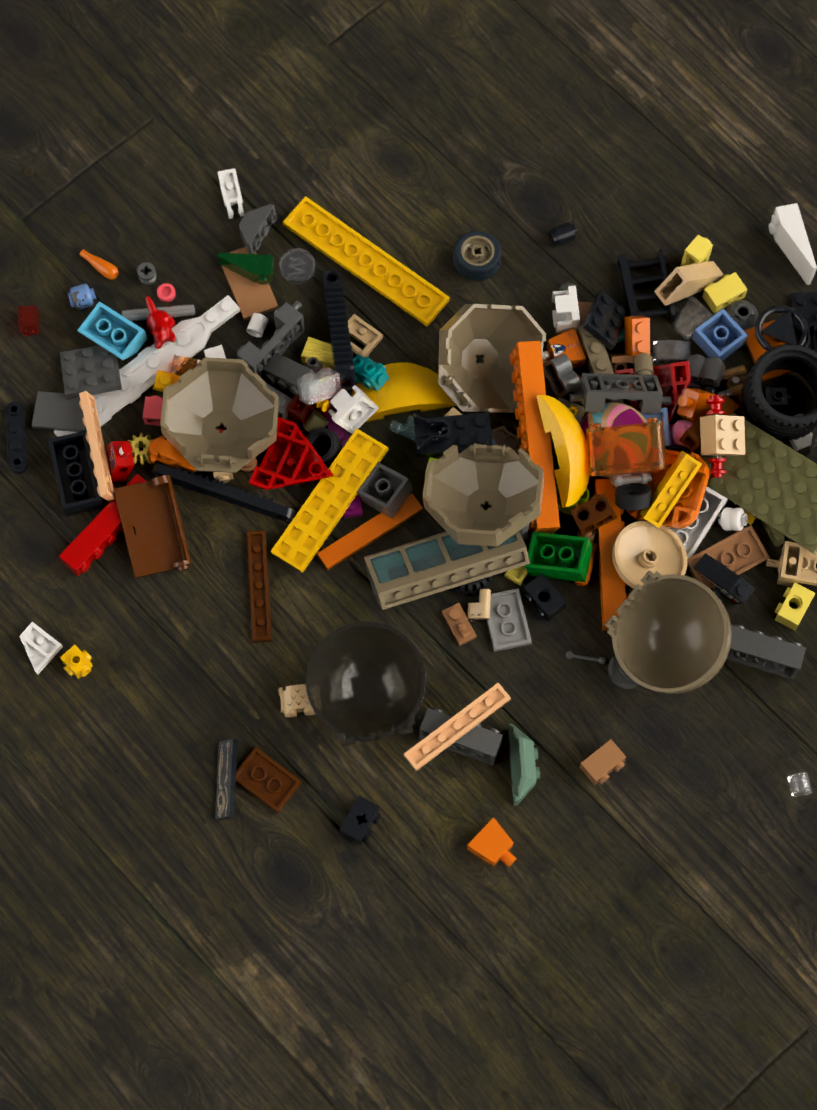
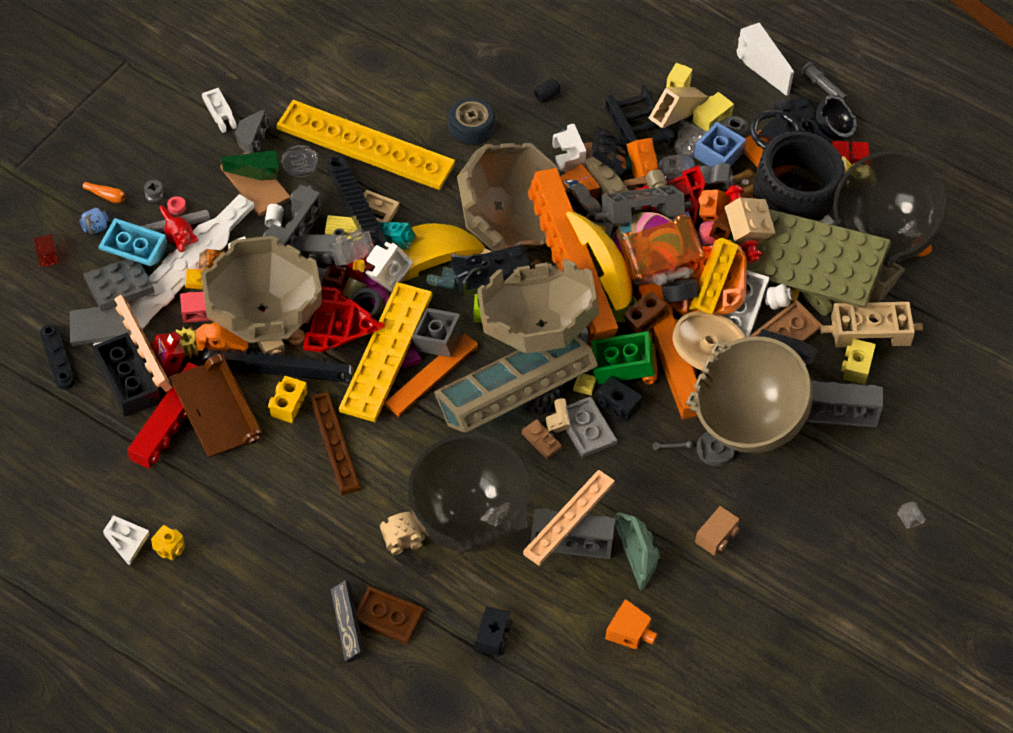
camera: 15 degrees left, 15 degrees down
(228, 533) = (292, 400): none -> yellow brick

